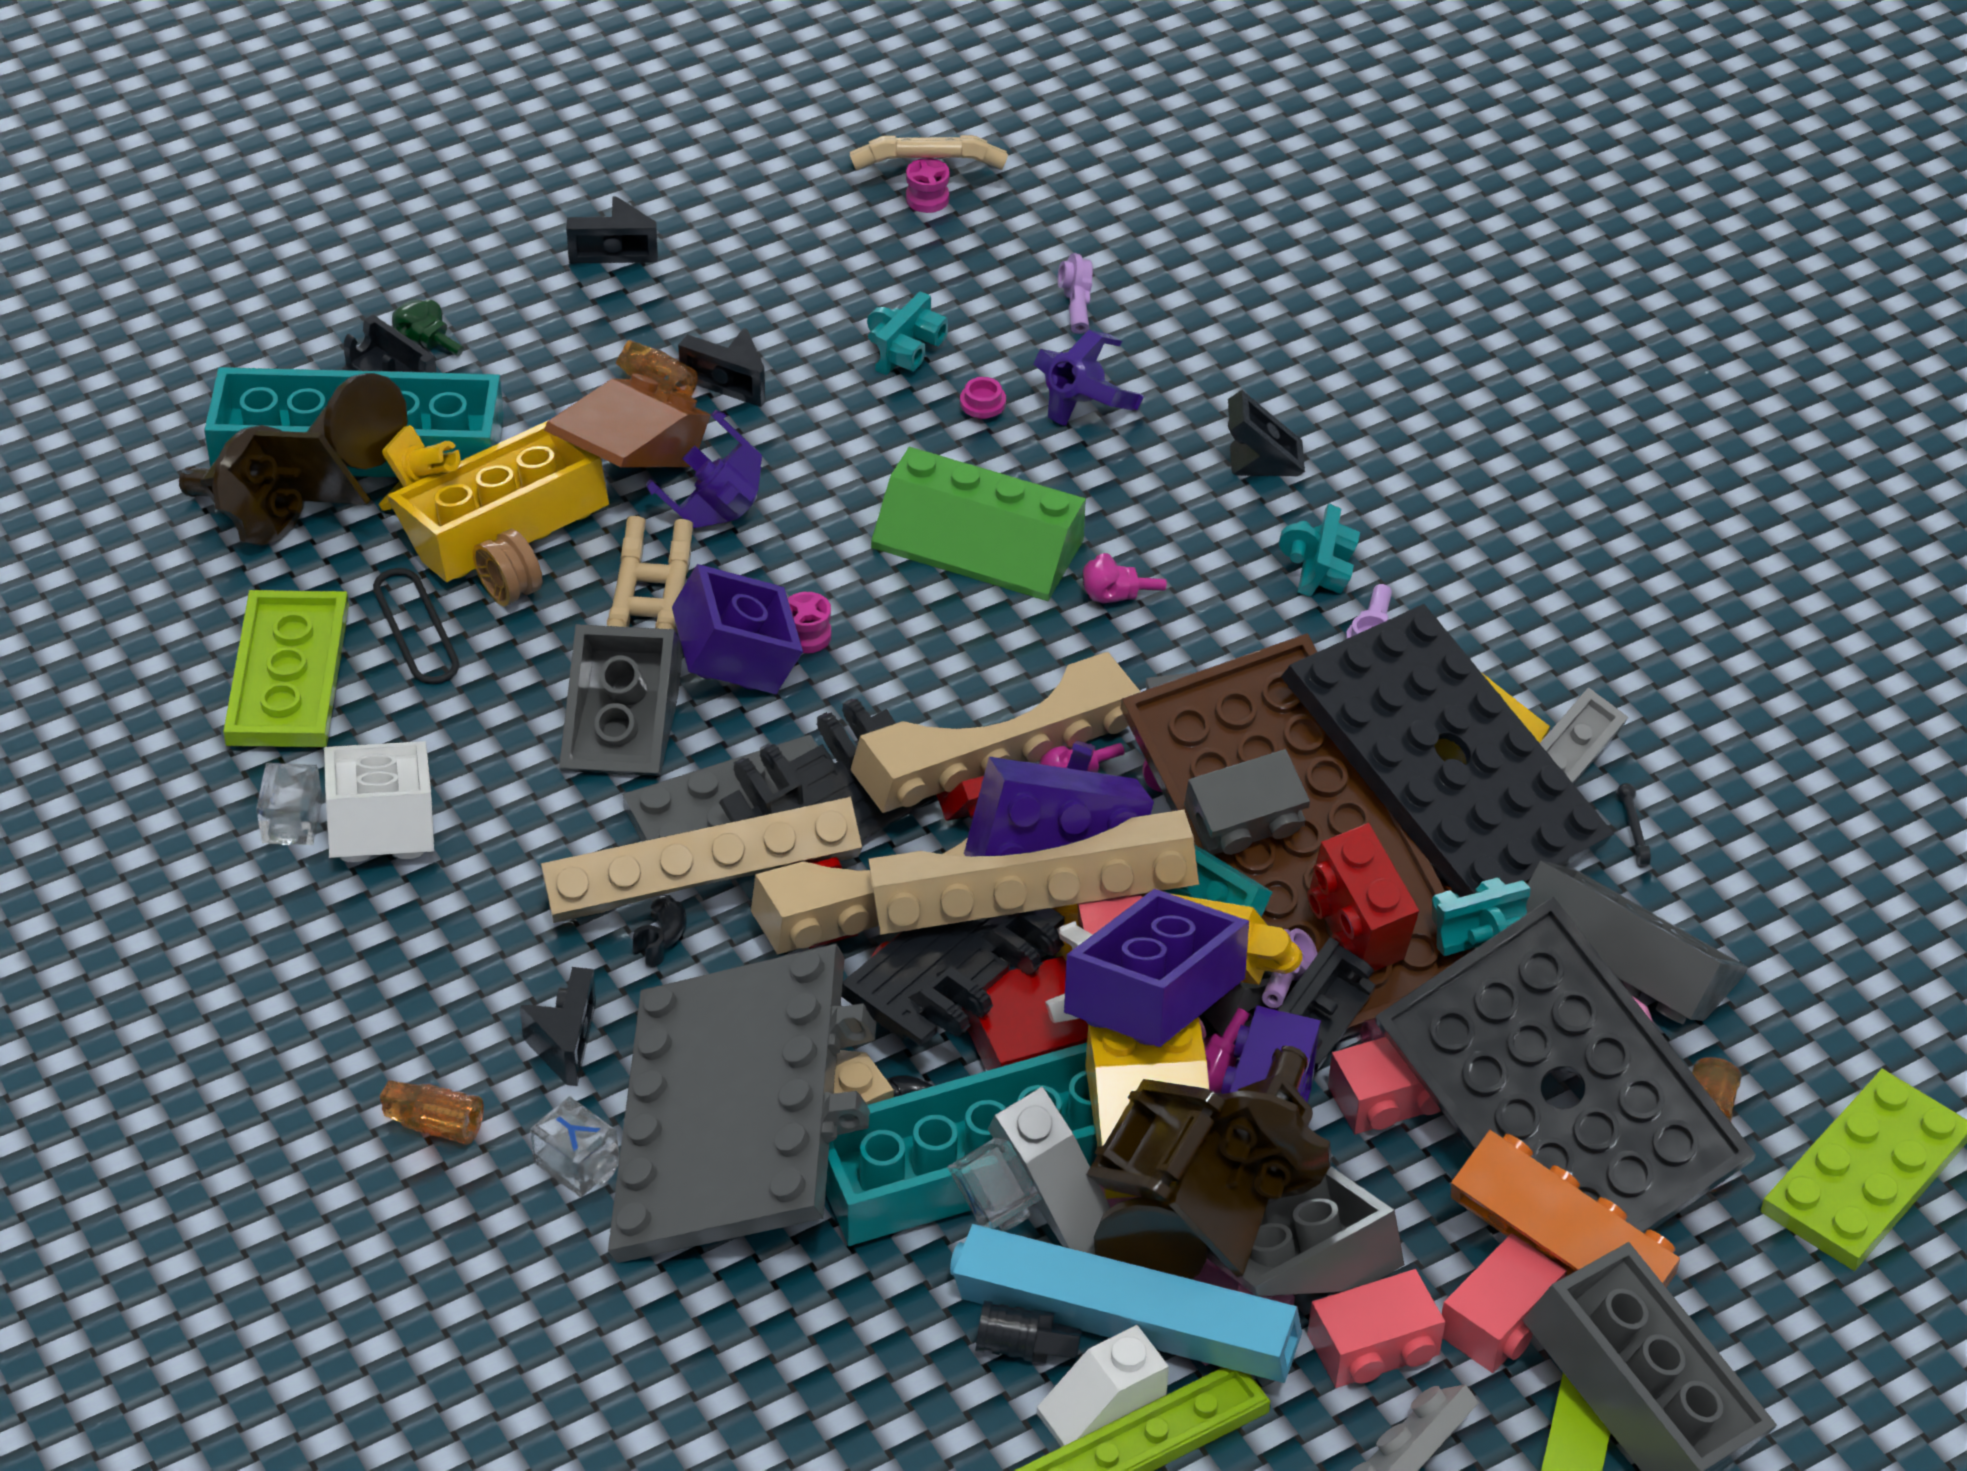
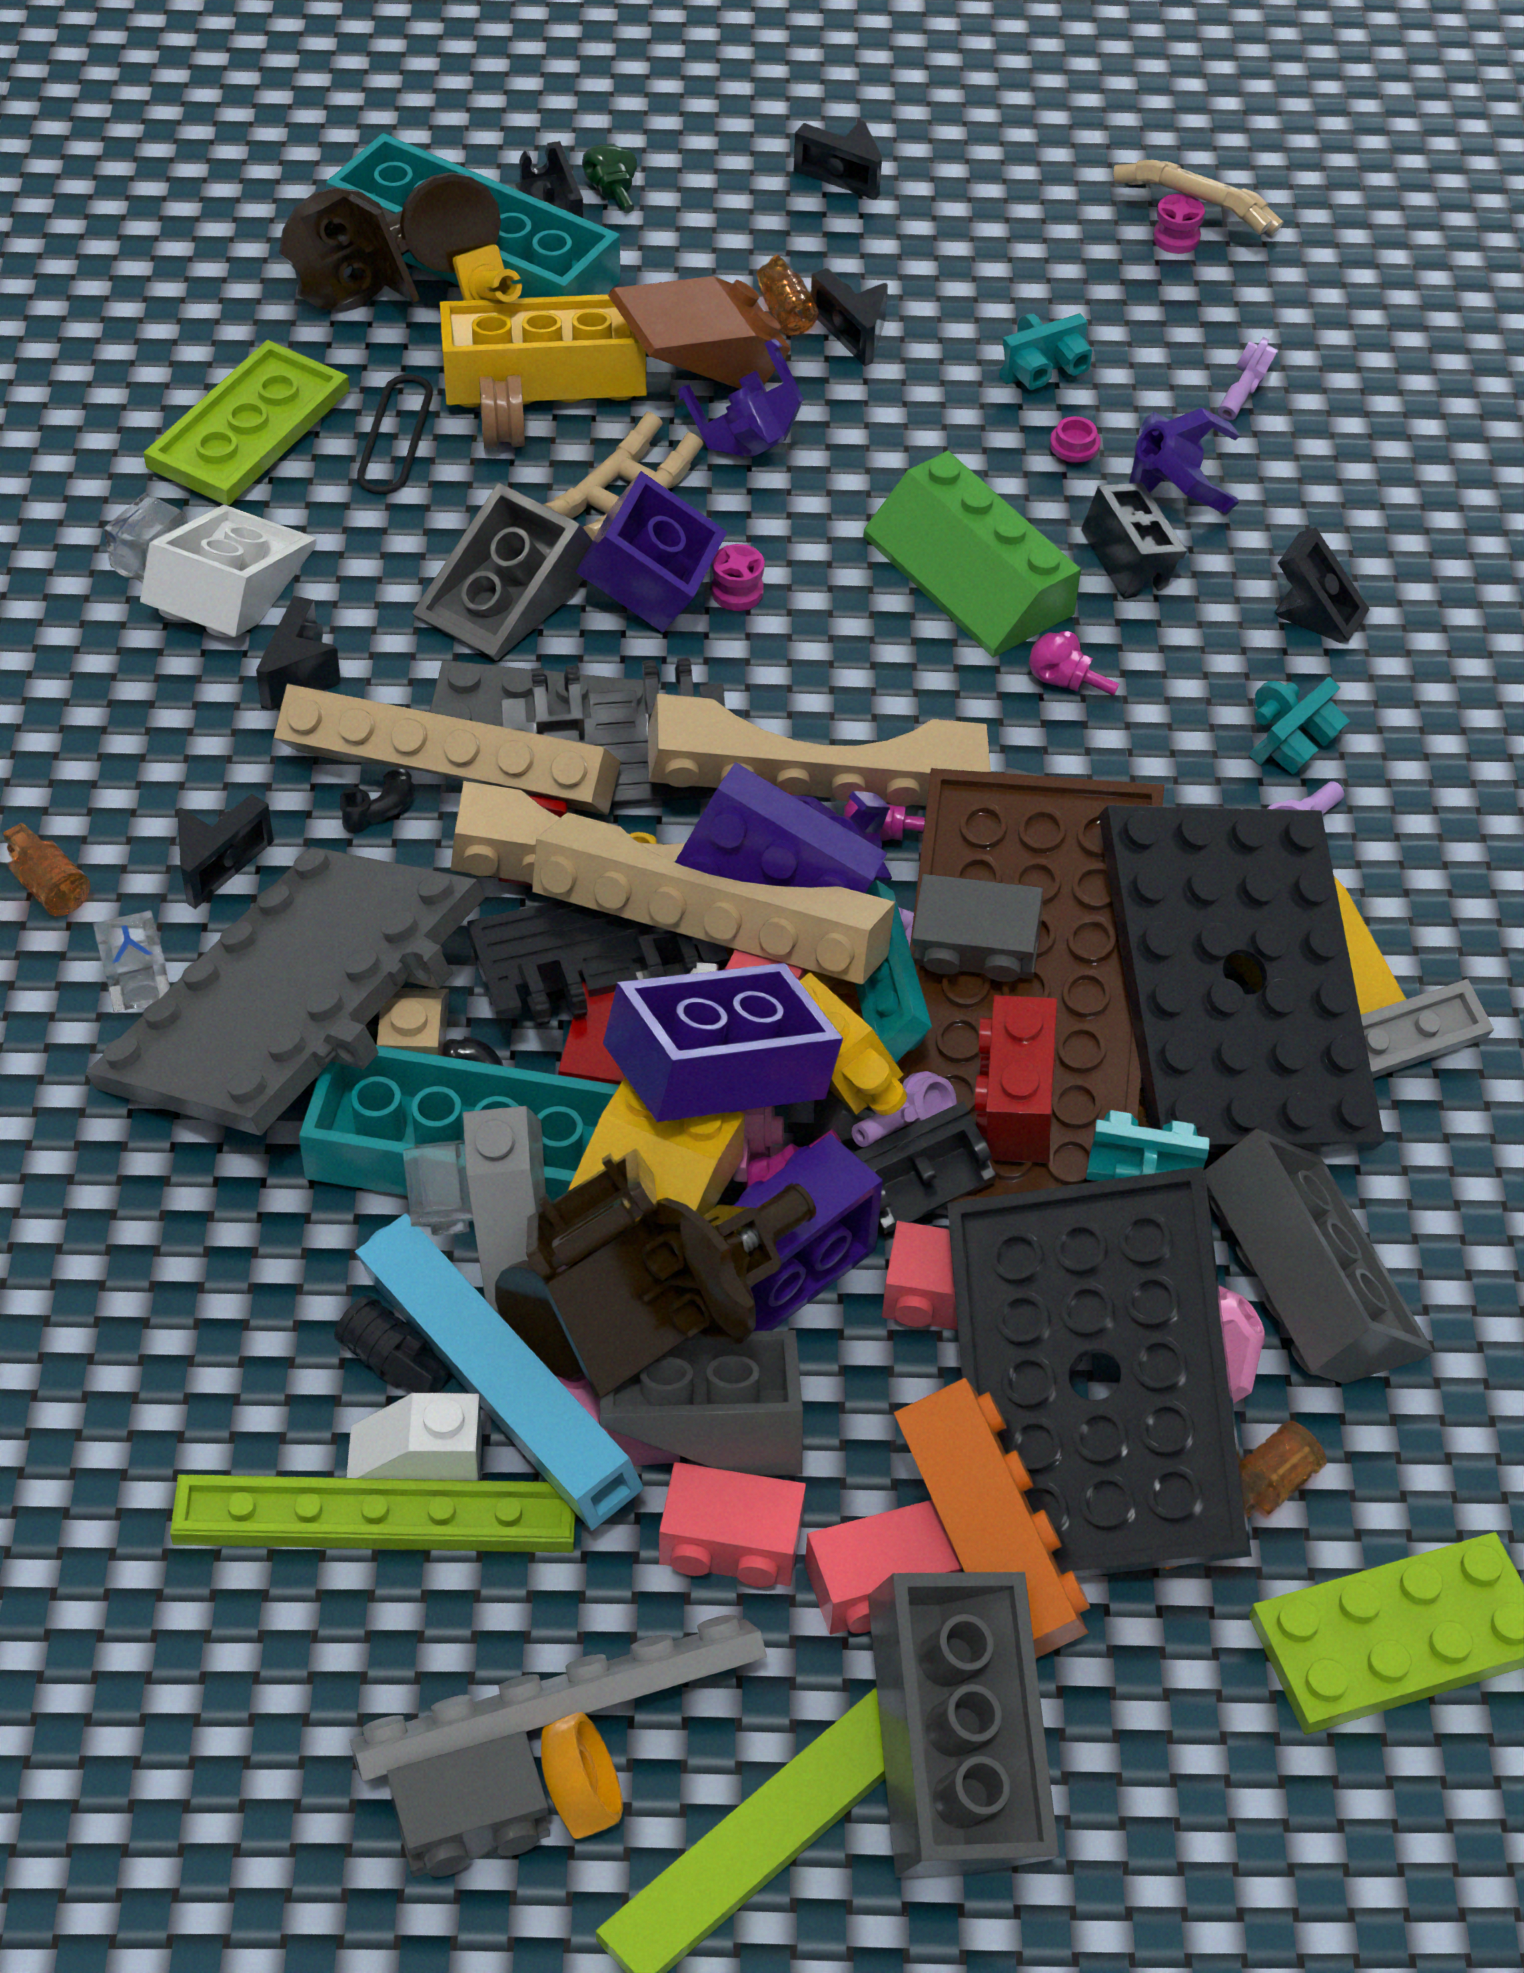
camera: 30 degrees right, 5 degrees up
(505, 848) = (297, 656): none -> black slope
(1091, 459) = (1132, 537): none -> black hinge
(1627, 793) = (1438, 1108): black hinge -> none

